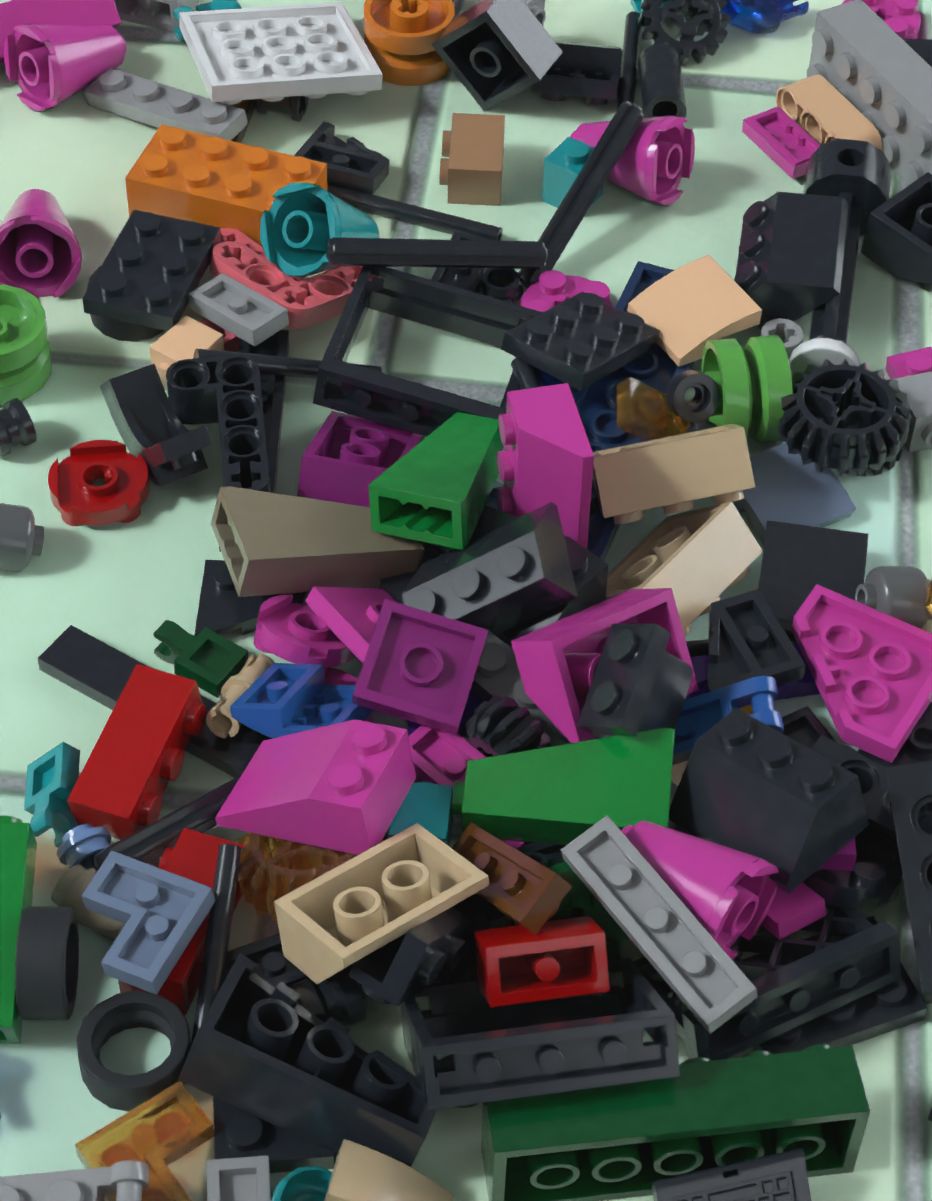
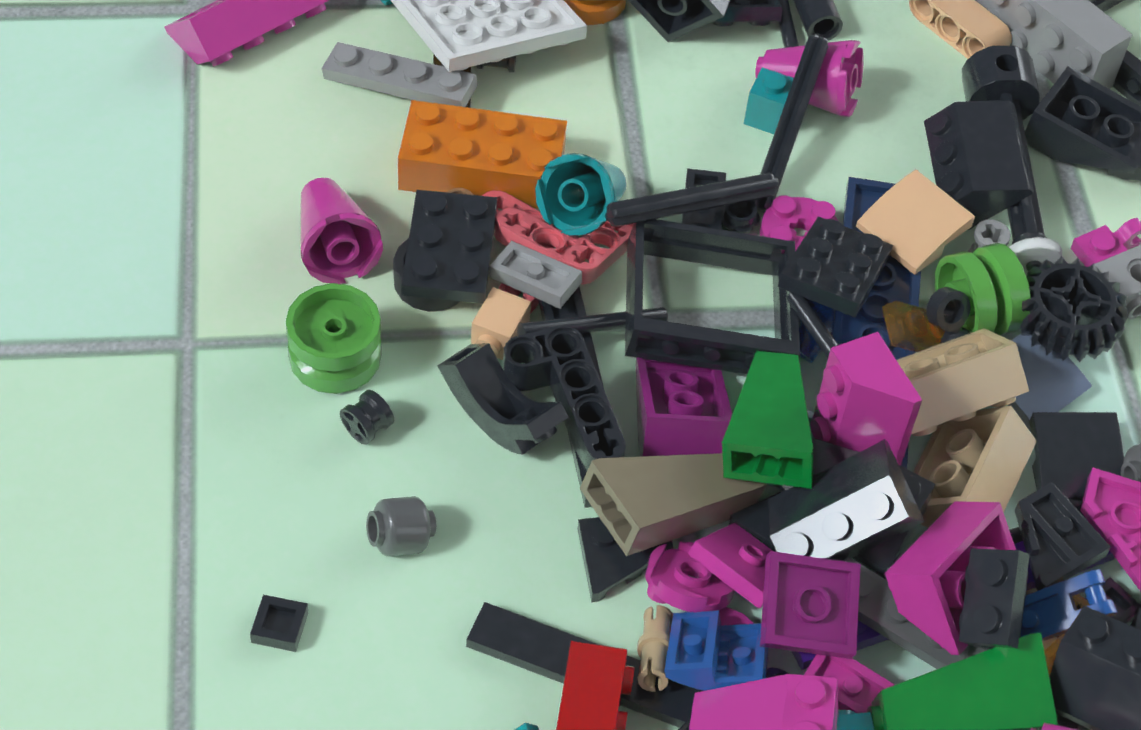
camera: 15 degrees left, 5 degrees up
(59, 60) = (293, 43): dark pink cone -> none
(114, 502) = (462, 480): red plate -> none
(203, 658) = (610, 616): dark green plate -> none
(348, 163) = (584, 114): black wing -> none
(414, 214) = (643, 153): black piece -> none
(474, 159) = (681, 94): medium nougat brick -> none
(504, 728) = (892, 651): black gear -> none
(781, 140) = (929, 43): dark pink plate -> none

